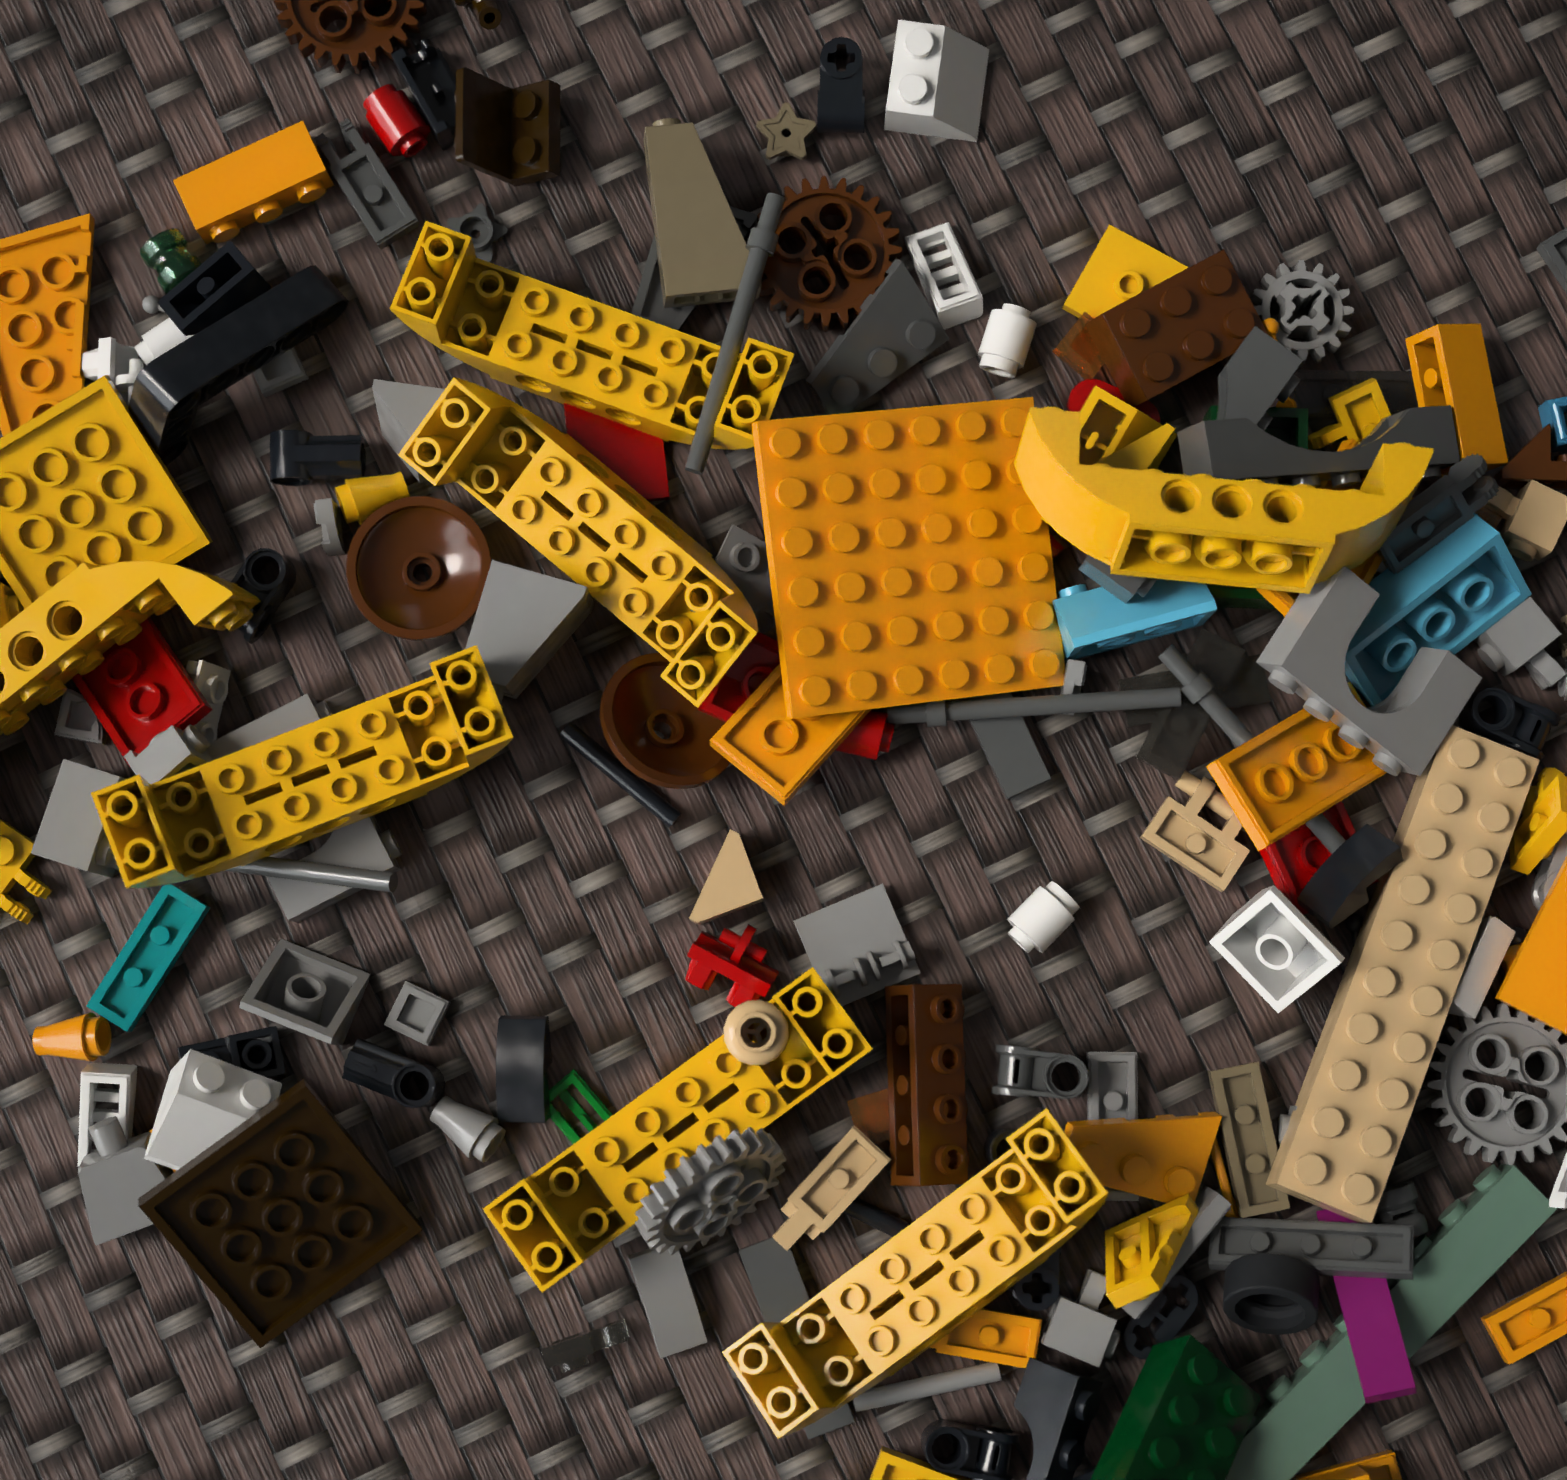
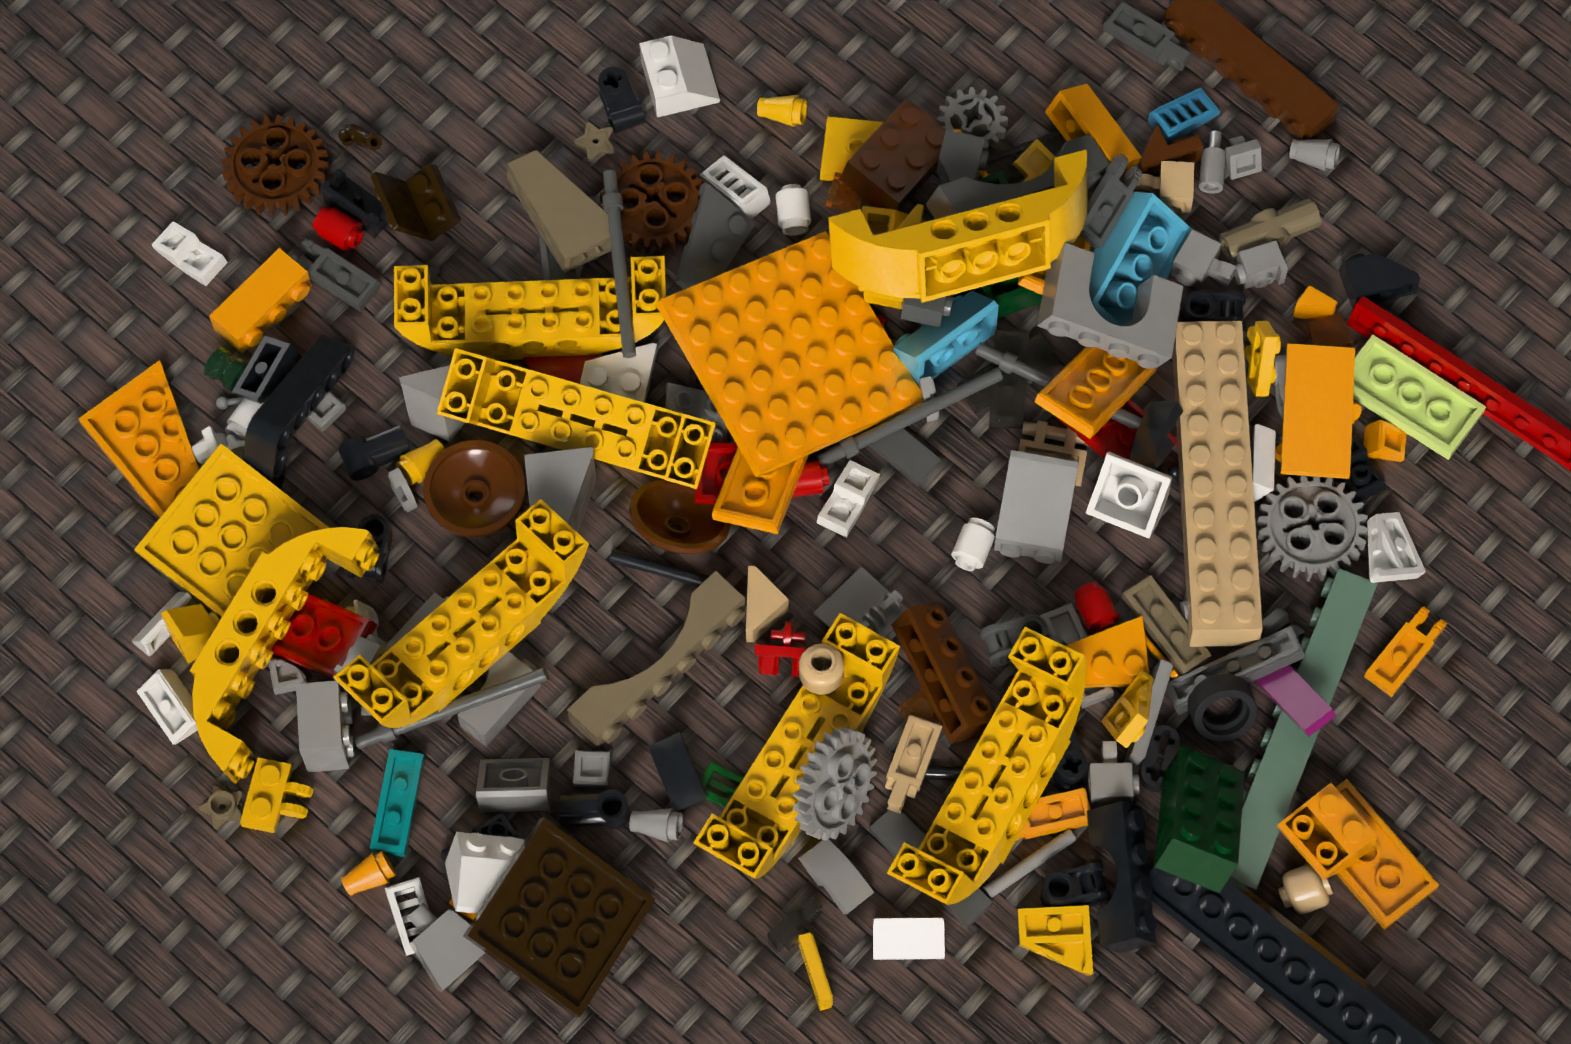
camera: 25 degrees left, 15 degrees down
(192, 75) = (189, 254): none -> white slope
(465, 943) = (608, 707): none -> dark tan arch
(585, 1419) = (815, 971): none -> yellow tile
(677, 493) = (622, 375): none -> white wing
(723, 1423) = (908, 938): none -> white slope
(906, 780) = (848, 498): none -> white slope
(1055, 190) = (783, 109): none -> yellow cone
(1146, 907) = (1036, 507): none -> light grey slope
(1166, 1076) = (1096, 608): none -> red brick

